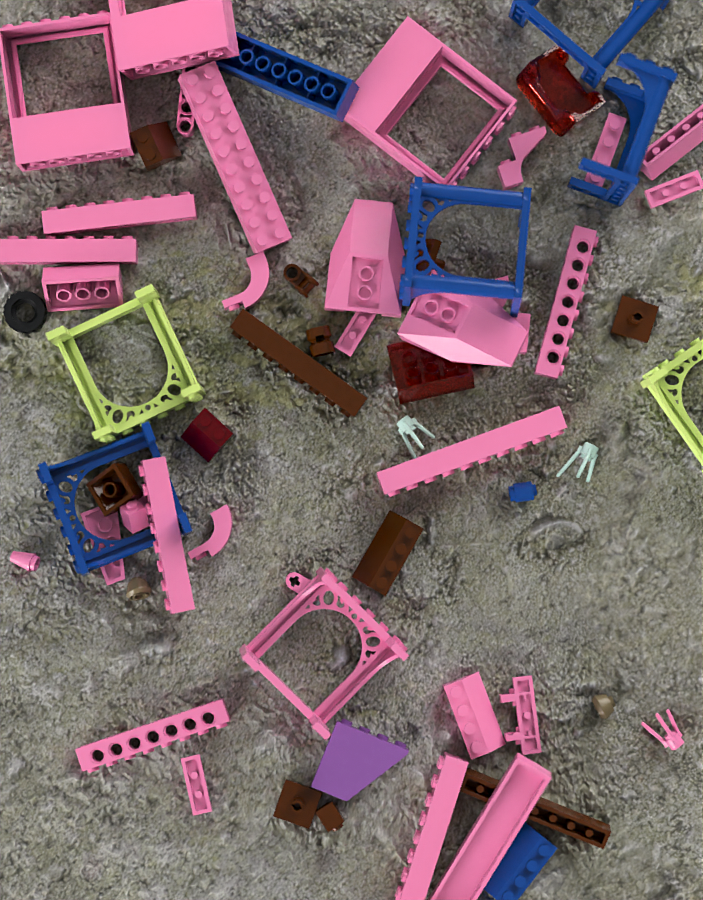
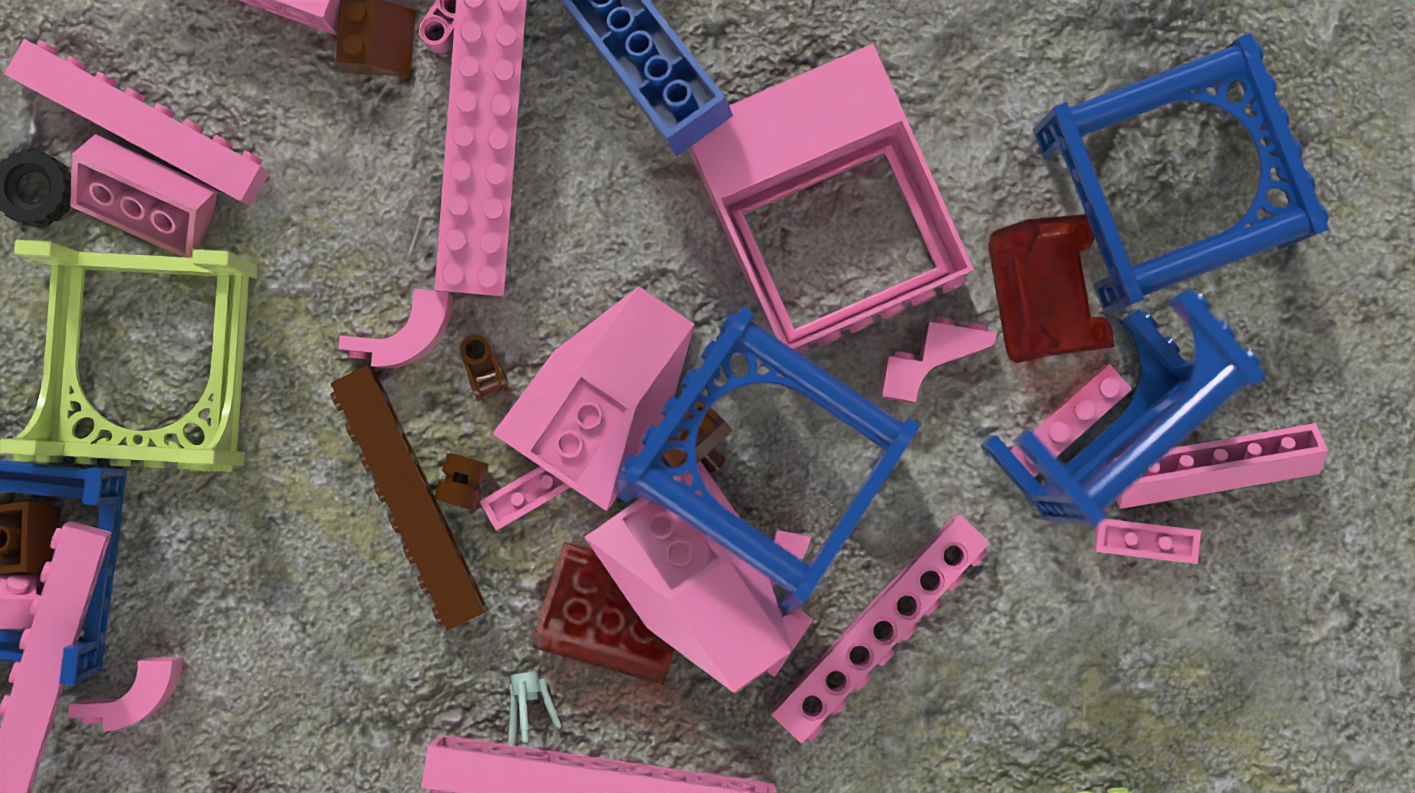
camera: 25 degrees right, 0 degrees up
(119, 214) = (260, 115): bright pink brick -> none
(207, 435) = (209, 531): dark red slope -> none
(634, 319) = (974, 711): reddish brown tile -> none

